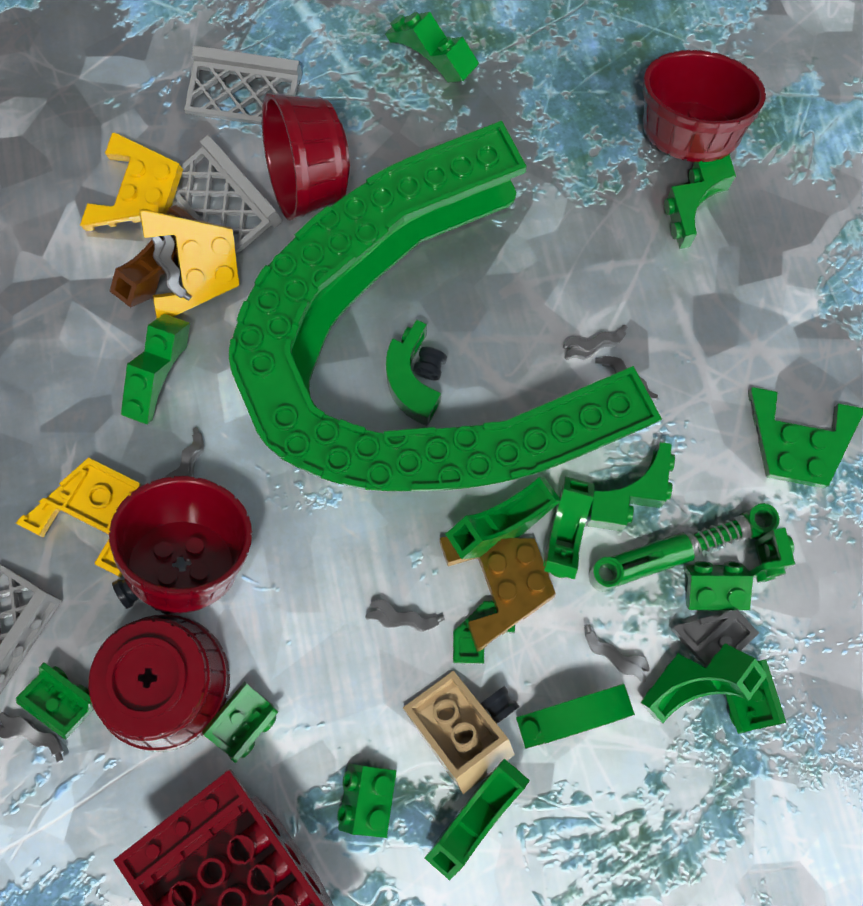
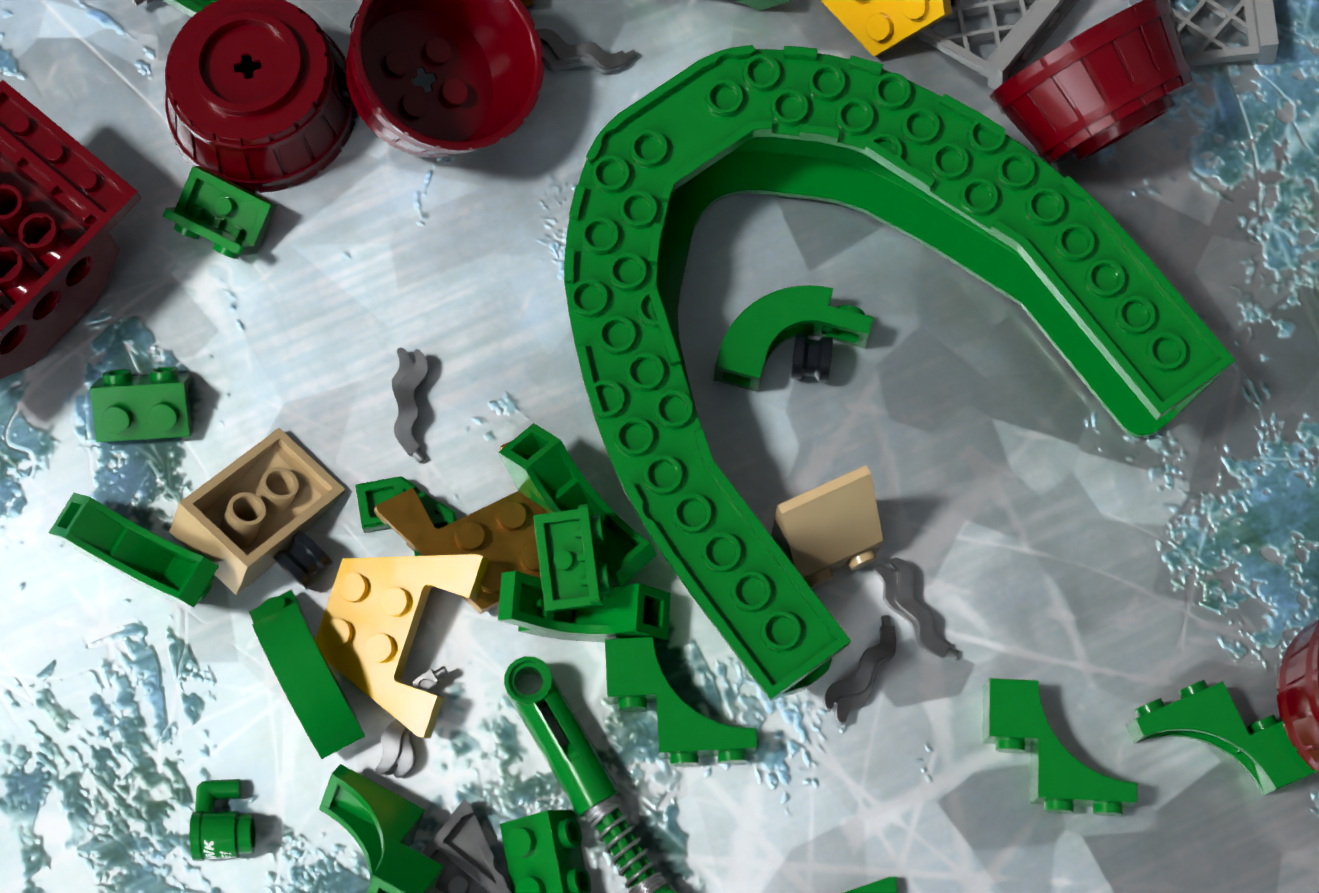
camera: 80 degrees right, 0 degrees up
(543, 525) = (571, 559): none -> green bracket
(545, 369) = (830, 527): none -> tan slope
(550, 664) = (375, 621): none -> yellow wing
(671, 790) = (222, 832): none -> green piece
(673, 300) = (1057, 779): none -> green arch

